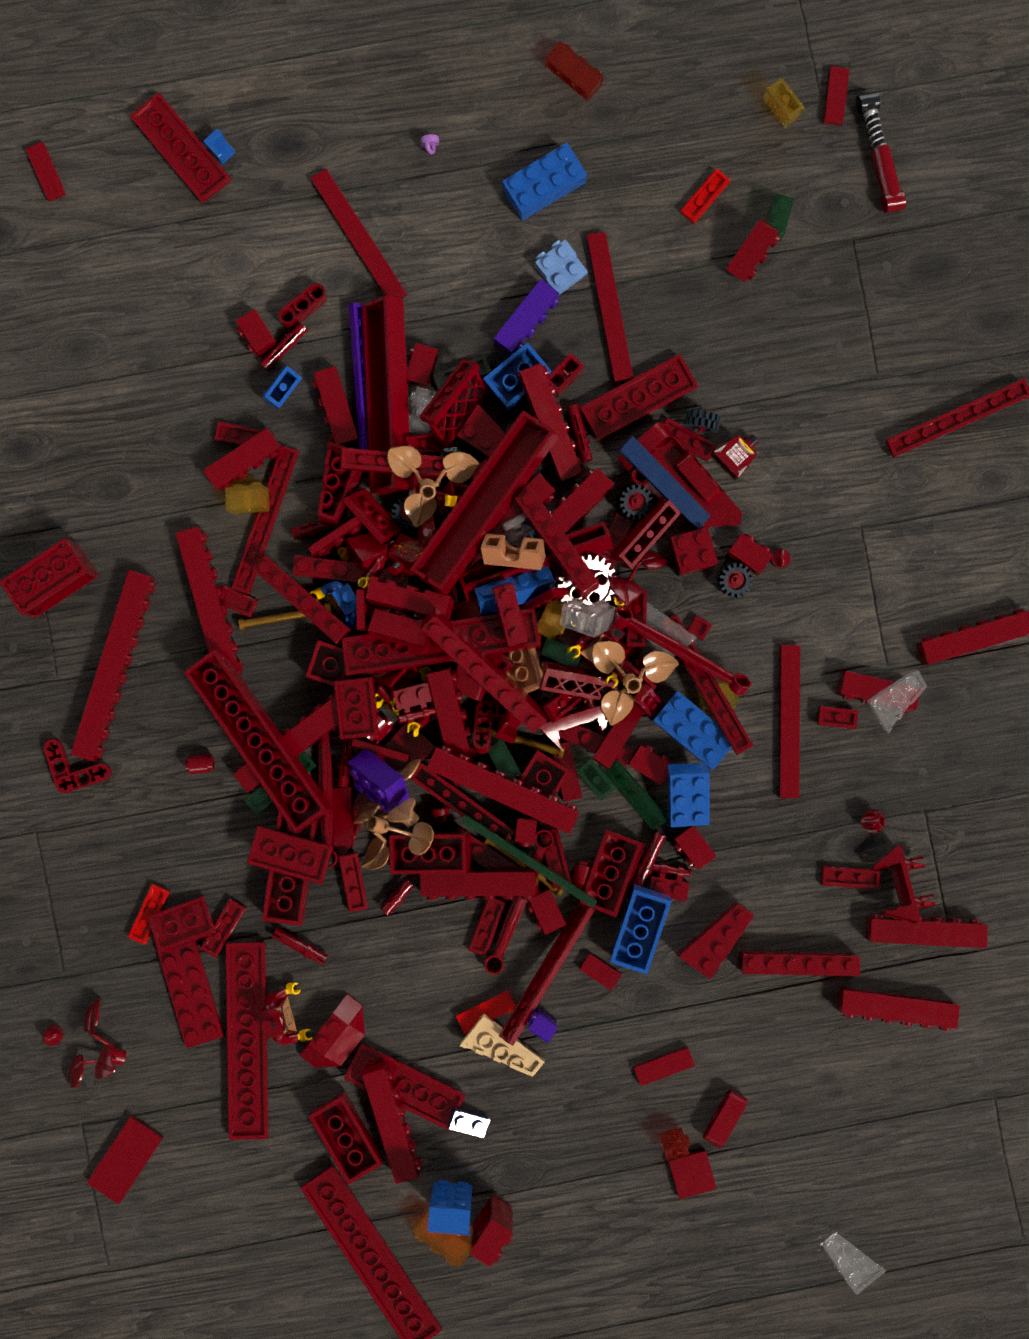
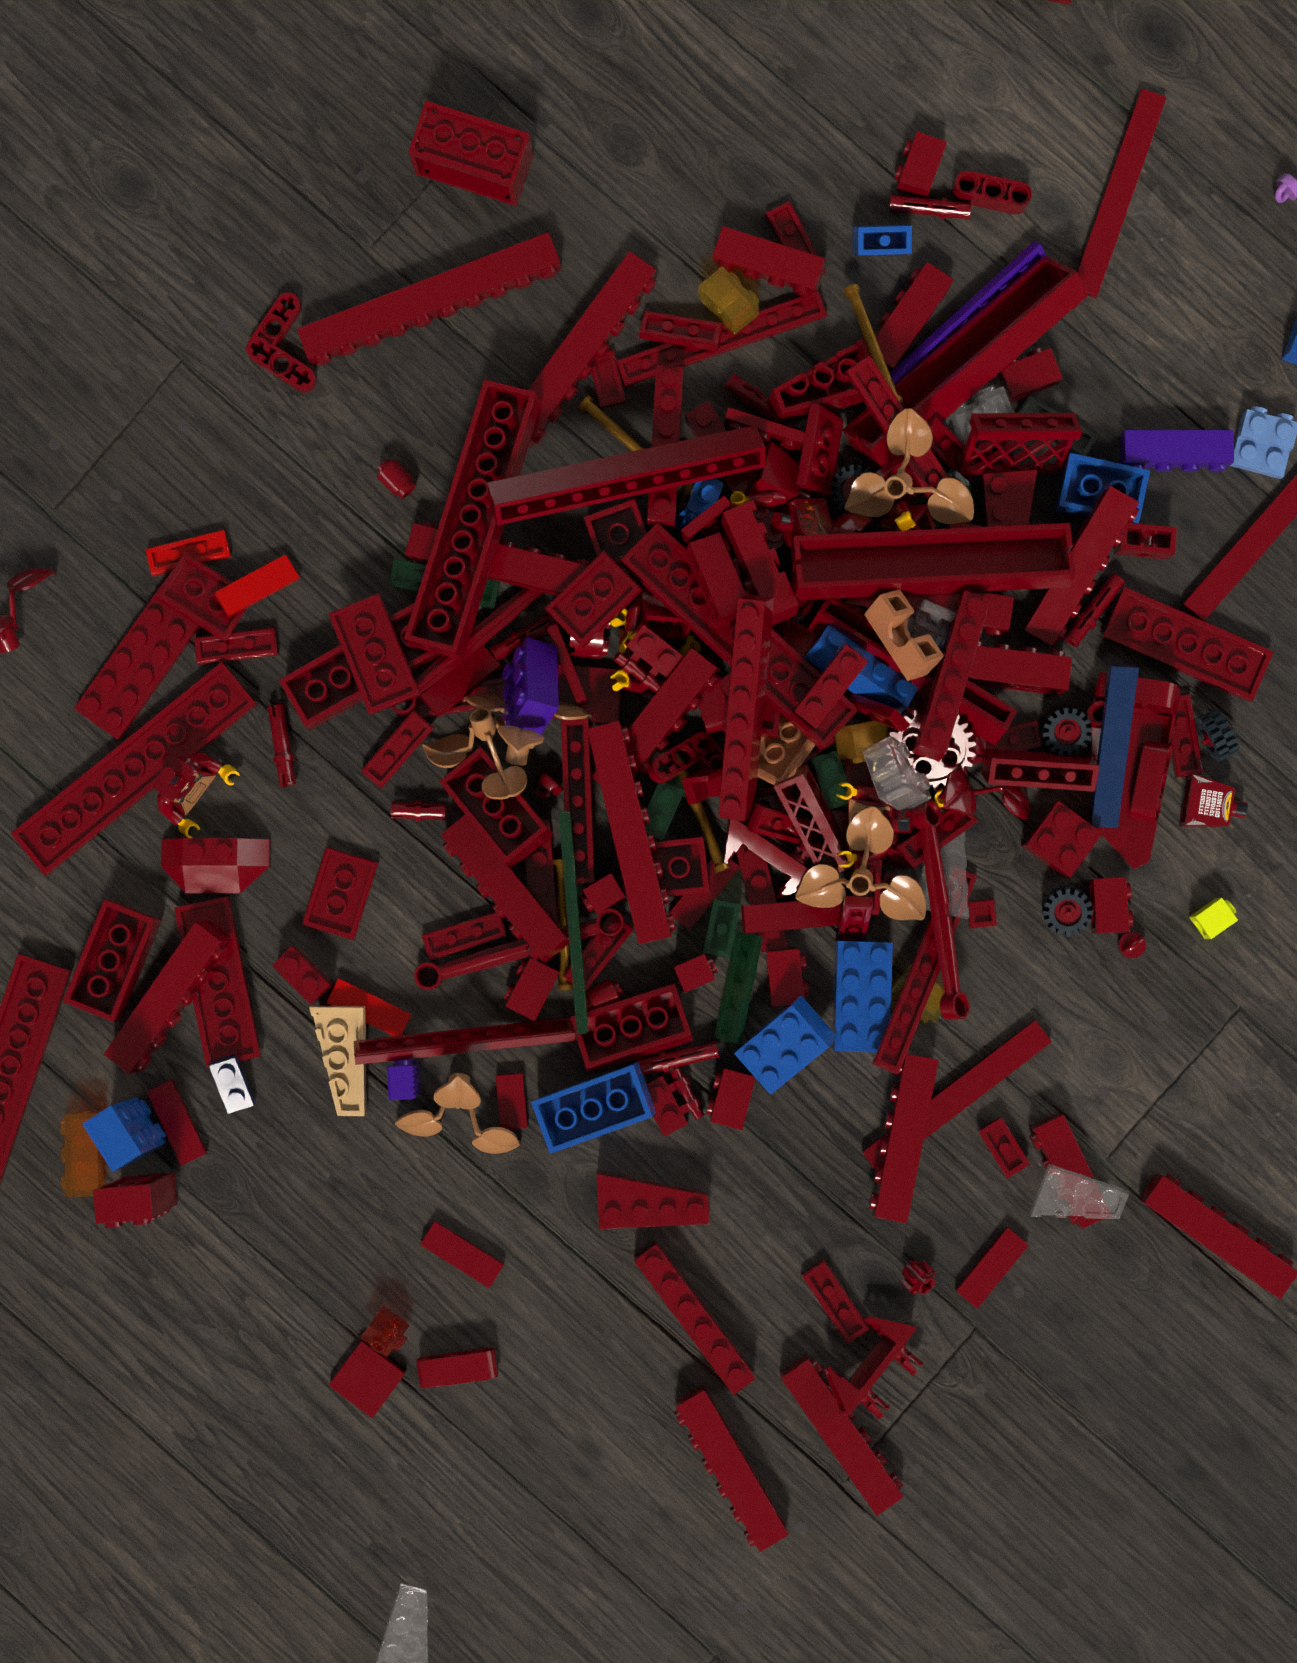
camera: 60 degrees right, 0 degrees up
(198, 890) = (256, 586): none -> red tile
(243, 539) = (680, 330): none -> dark red tile
(297, 427) = (853, 293): none -> pearl gold bar
(301, 635) = (626, 475): none -> dark red brick
(409, 977) = (340, 893): none -> dark red tile
(438, 1035) = (303, 975): none -> dark red brick
(466, 1170) = (177, 1122): none -> dark red tile
(575, 1001) = (458, 1094): none -> medium nougat plant
(609, 813) = (695, 972): none -> dark red brick
(791, 769) = (904, 1138): none -> dark red brick
(801, 502) = (1214, 917): none -> neon yellow brick
(898, 776) = (991, 1267): none -> dark red tile

